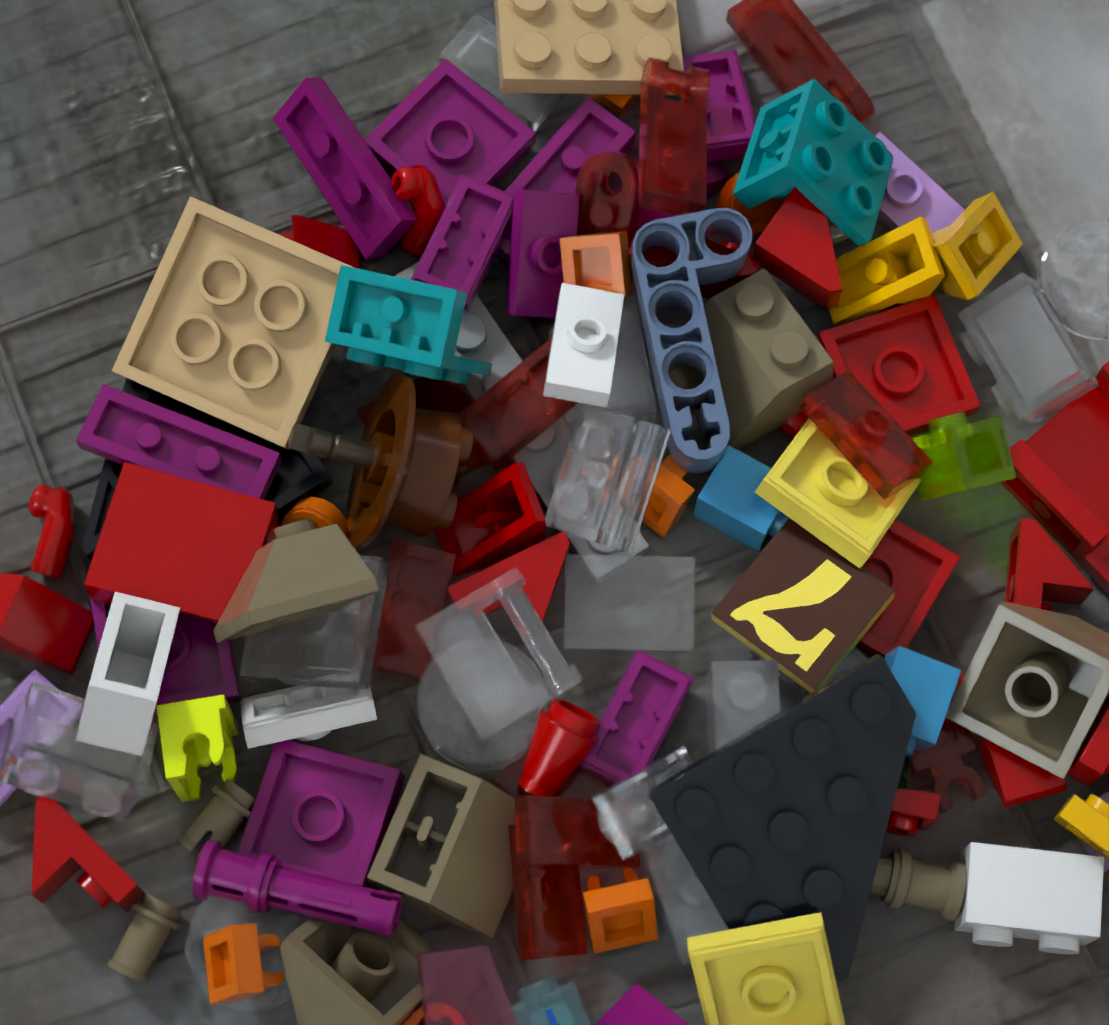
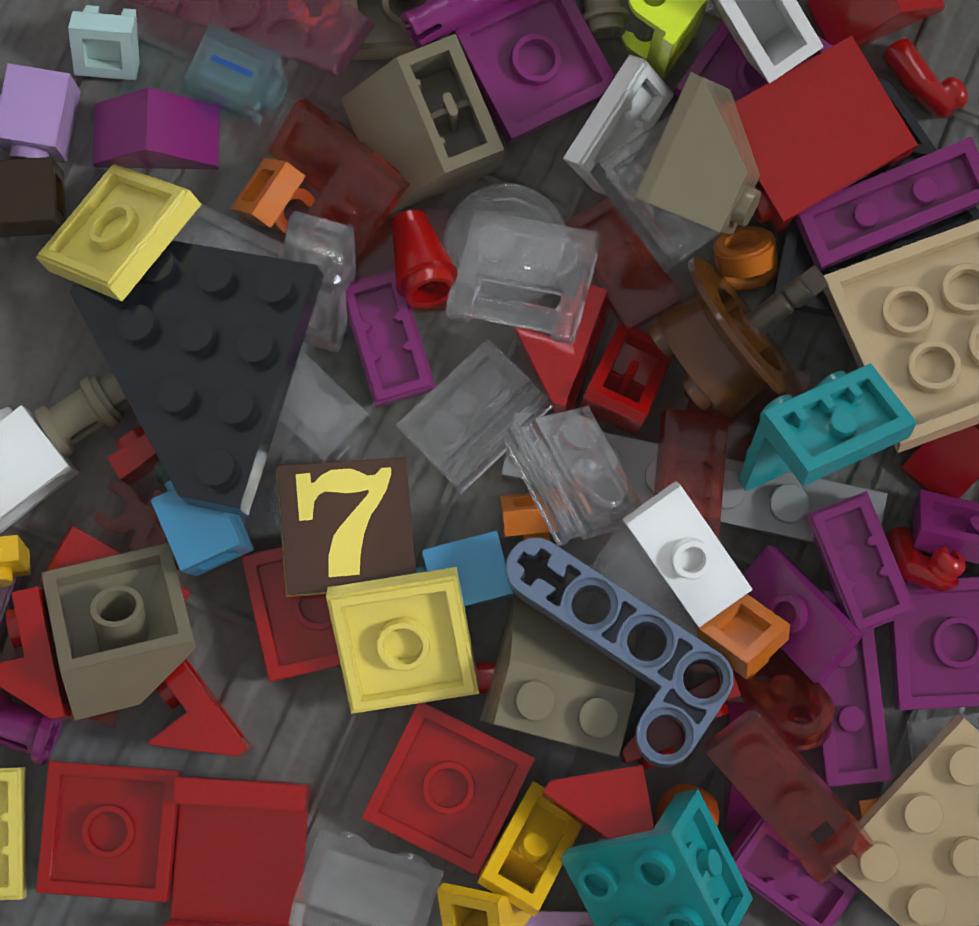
camera: 135 degrees right, 10 degrees up
(866, 434) = (420, 700): clear red plate -> none
(964, 455) = (336, 755): clear neon green brick -> none

